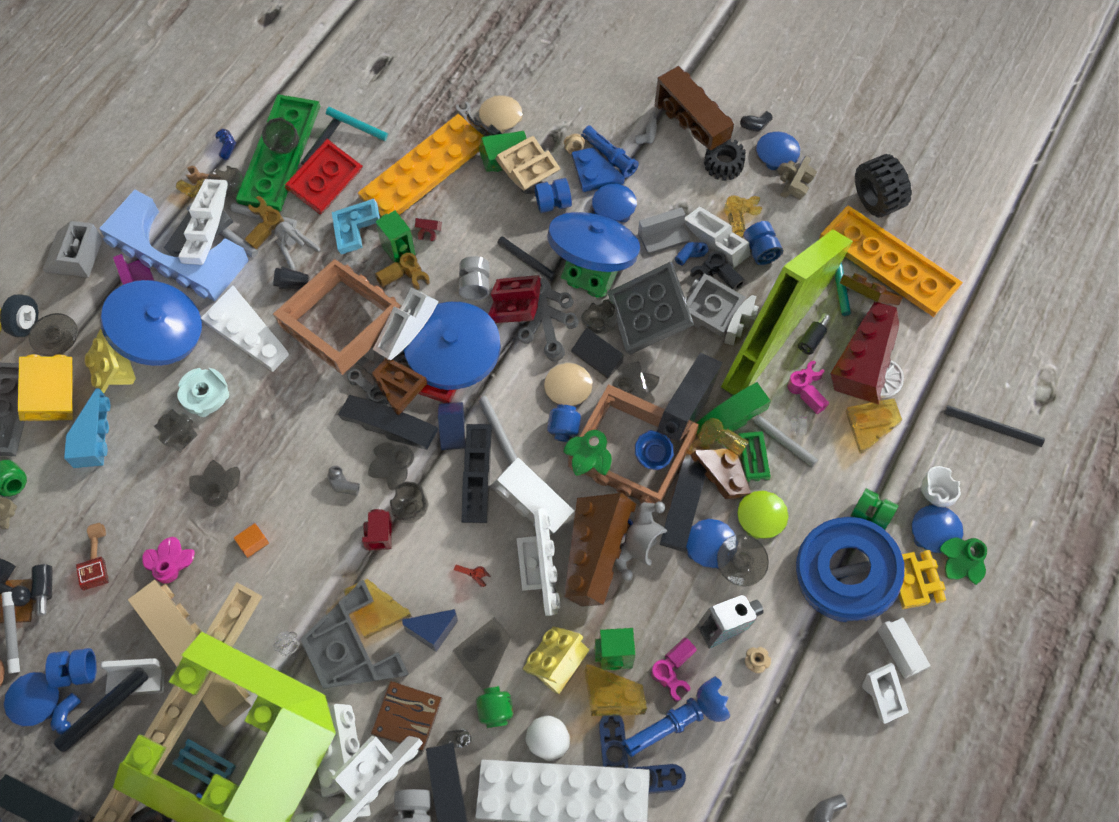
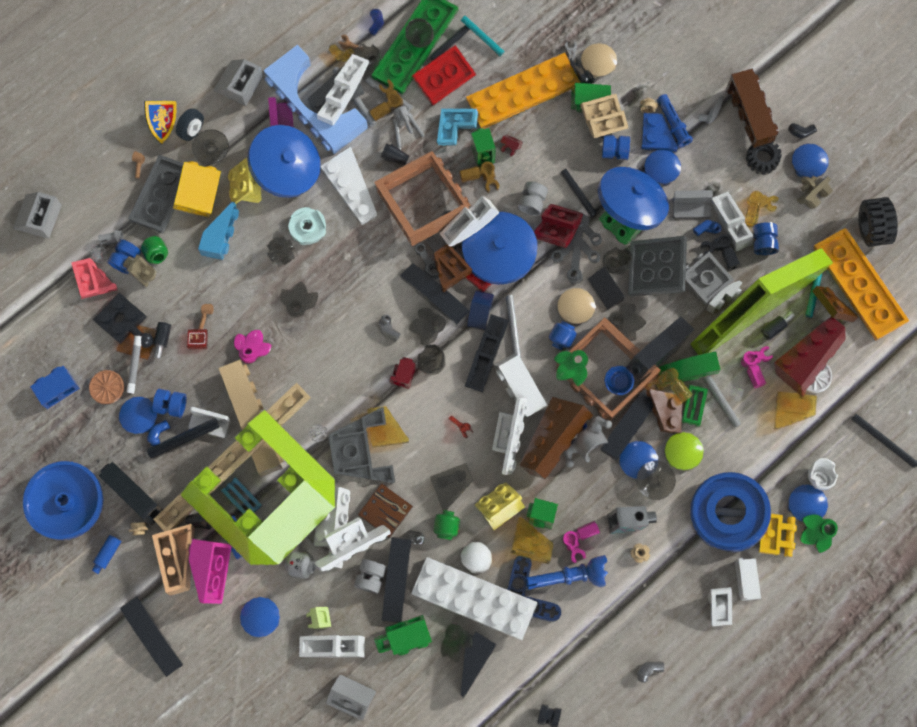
camera: 20 degrees right, 10 degrees up
(251, 540) = (312, 350): orange slope -> none
(431, 628) = (420, 456): dark blue slope -> none
(883, 513) = (772, 479): green wheel -> none

